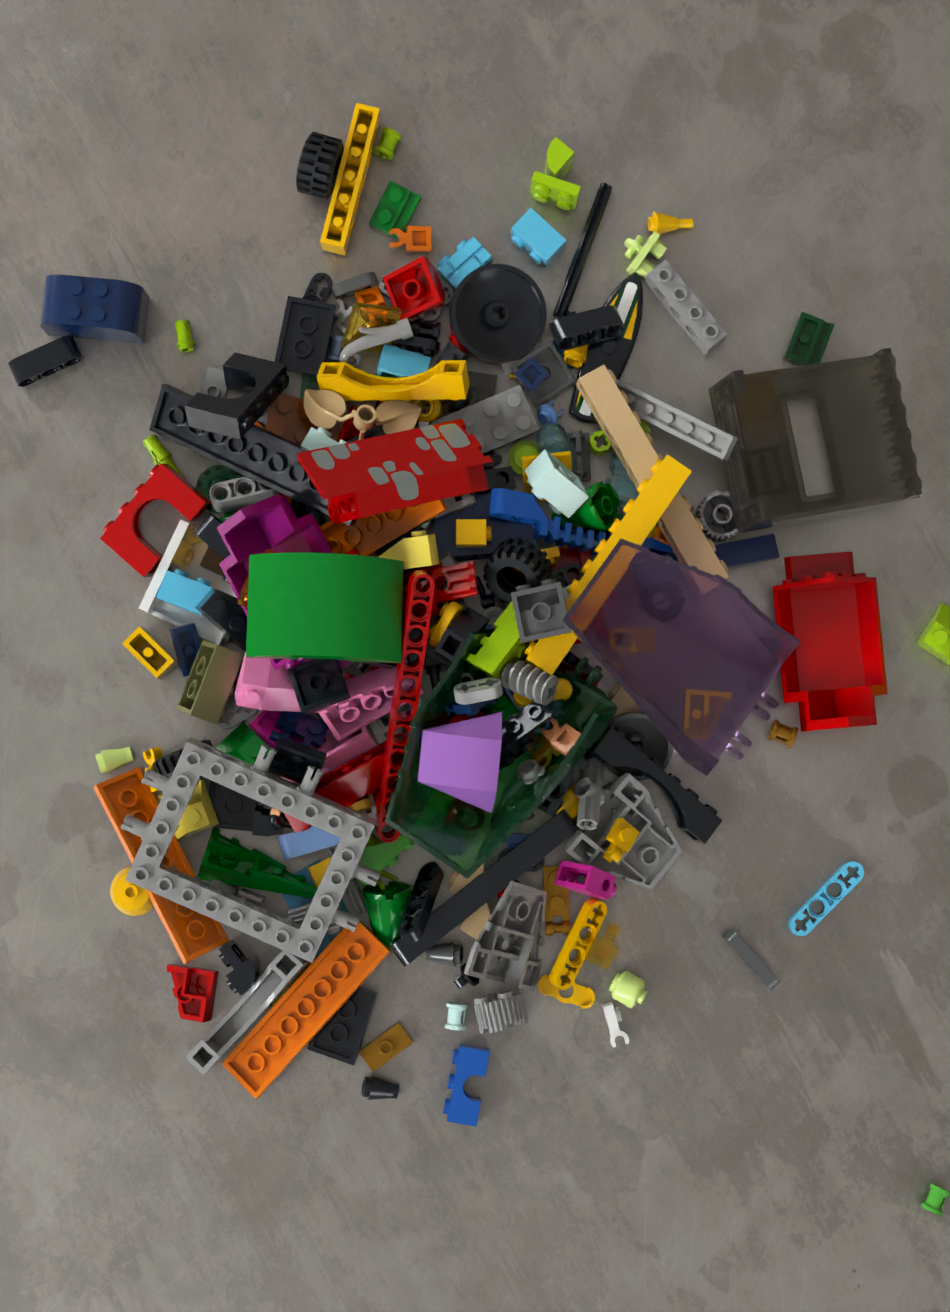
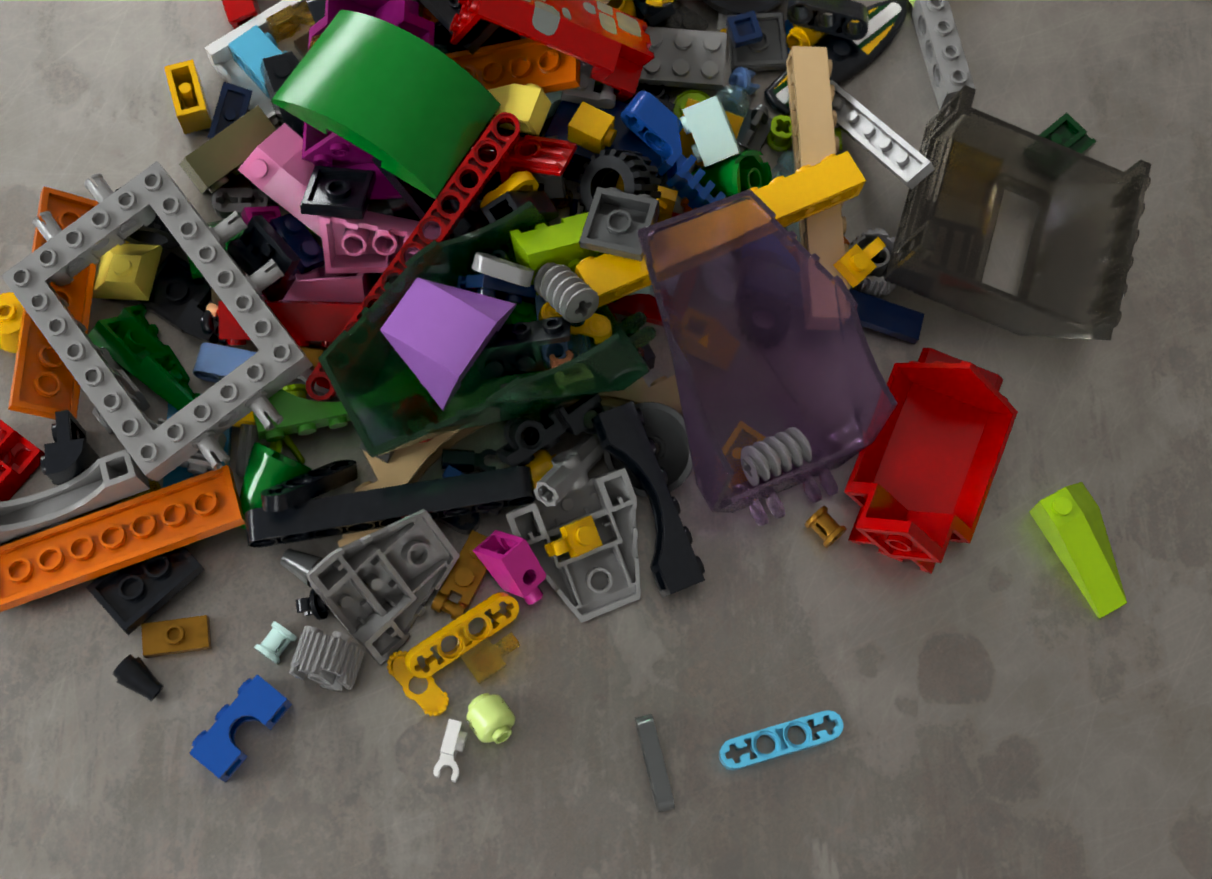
camera: 25 degrees right, 15 degrees down
(112, 759) = (74, 179): yellowish green cone -> none
(712, 533) = (857, 262): none -> yellow plate
(724, 706) = (775, 454): none -> light grey piece

